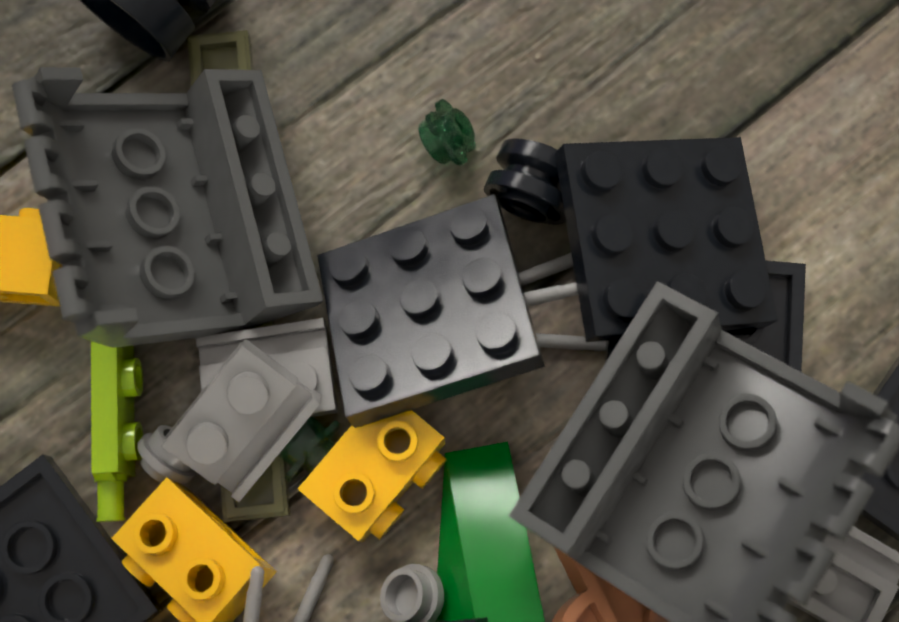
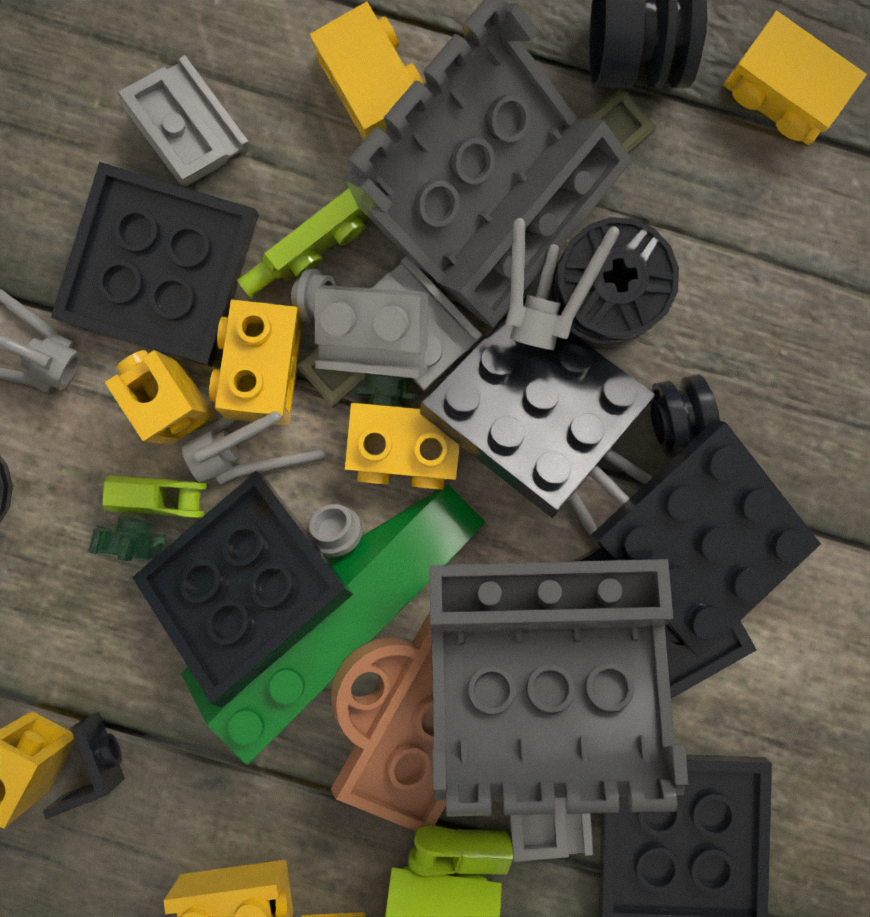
camera: 50 degrees right, 10 degrees up
(344, 250) = (538, 320): none -> light grey plant
(375, 192) = (639, 257): none -> black wheel
(447, 134) = (678, 329): clear green plate -> none

